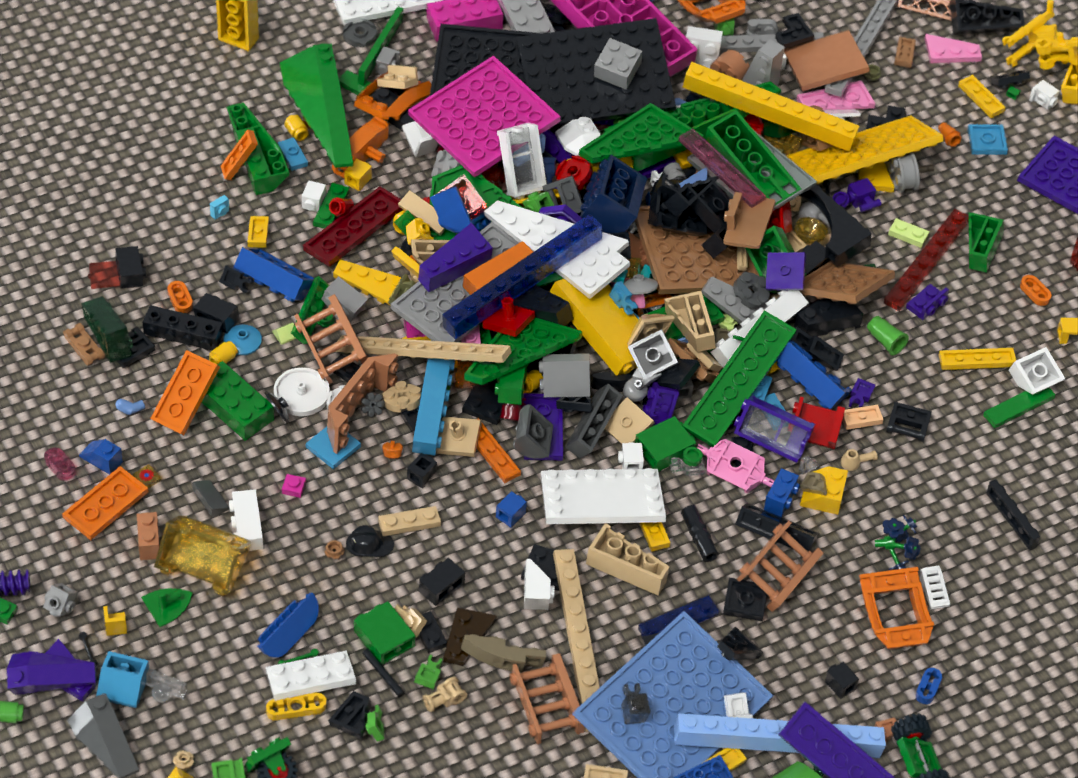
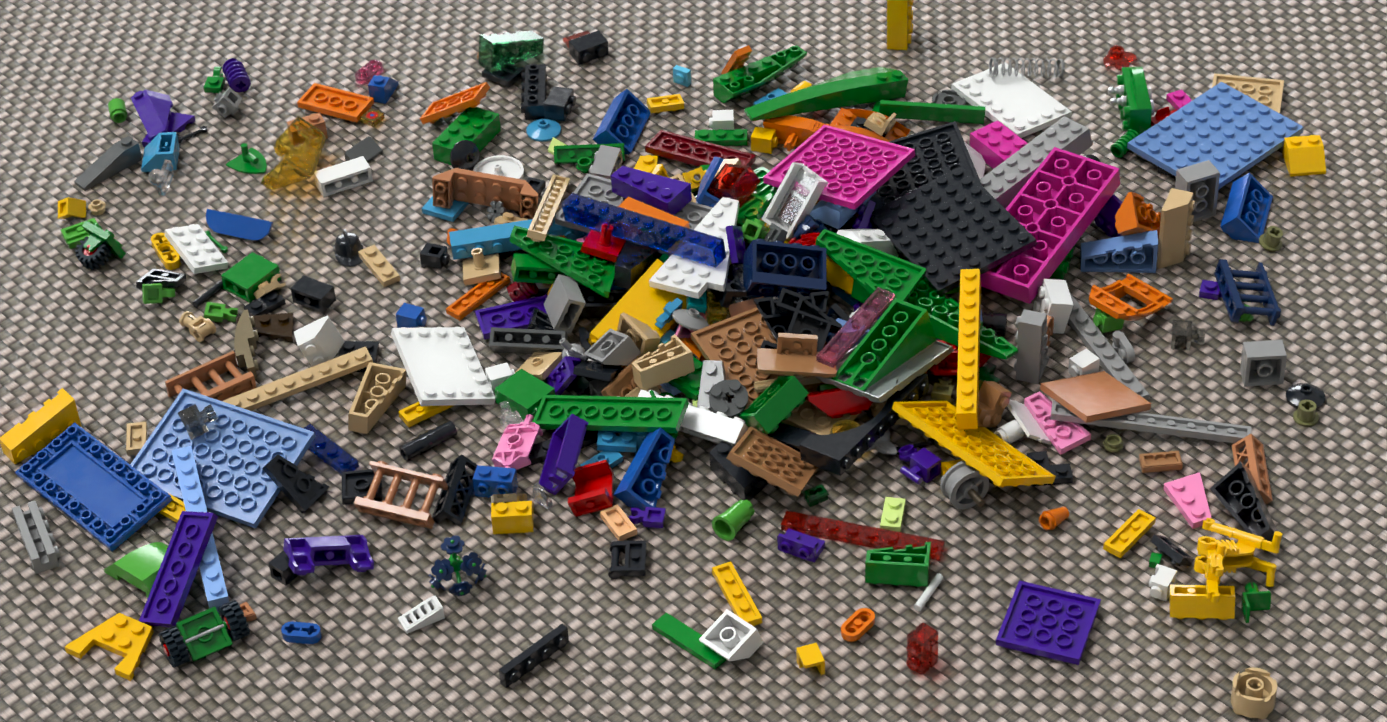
camera: 80 degrees right, 10 degrees down
(114, 623) = (218, 136): yellow panel -> none
(128, 407) = (440, 88): medium blue arm -> none
(182, 300) = (574, 80): orange plate -> none
(224, 352) = (516, 119): yellow brick -> none
(234, 279) = (603, 104): black plate -> none
(293, 485) = (393, 194): dark pink plate -> none
(334, 545) = (331, 231): medium nougat plate -> none
(340, 205) = (715, 136): red cone -> none
(342, 324) = (547, 161): nougat fence -> none
(387, 57) = (915, 121): light grey brick -> none
(533, 433) = (489, 300): dark grey brick -> none
(618, 63) = (955, 228): light grey brick -> none
(692, 456) = (512, 412): green tile -> none
(737, 705) = (223, 495): white bracket -> none
(785, 271) = (749, 405): dark purple plate -> none
(797, 31) = (1124, 369): black plate -> none
(818, 349) = (687, 460): black slope -> none
(839, 639) = (328, 550): none -> dark purple bracket
(851, 459) = (563, 529): tan bar -> none
(896, 581) = (400, 564): orange wedge -> none
(987, 139) = (1069, 552): dark azure tile -> none
(1013, 241) = (928, 592): none -> white piece

